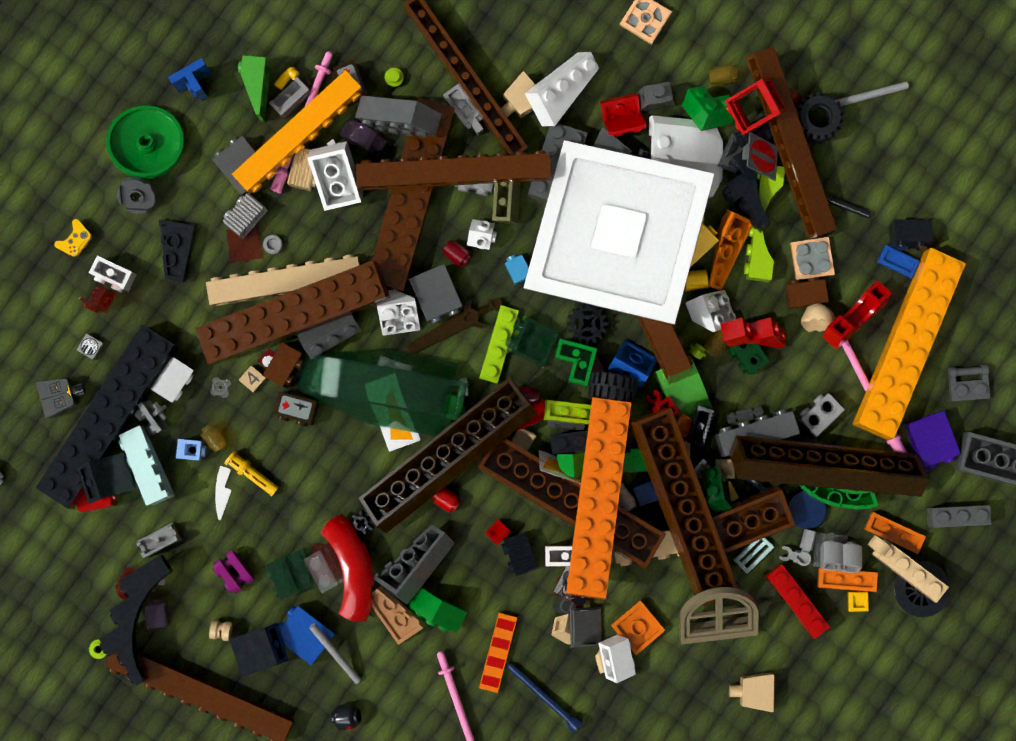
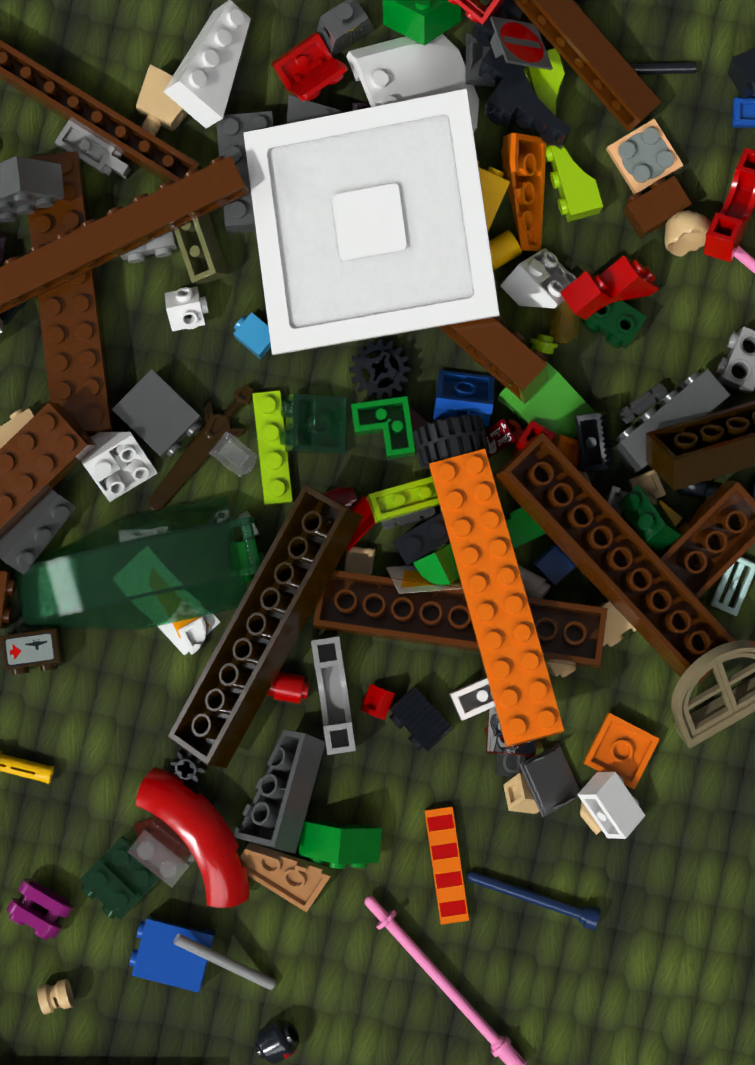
camera: 25 degrees left, 0 degrees up
(258, 650) = (118, 1002): black panel -> none
(400, 441) = (194, 635): none -> white tile
(457, 253) = (163, 348): dark red brick -> none
(472, 516) = (333, 695): none -> light grey arch
(473, 339) = (234, 455): none -> clear brick
(643, 398) = (498, 437): none -> dark red sticker

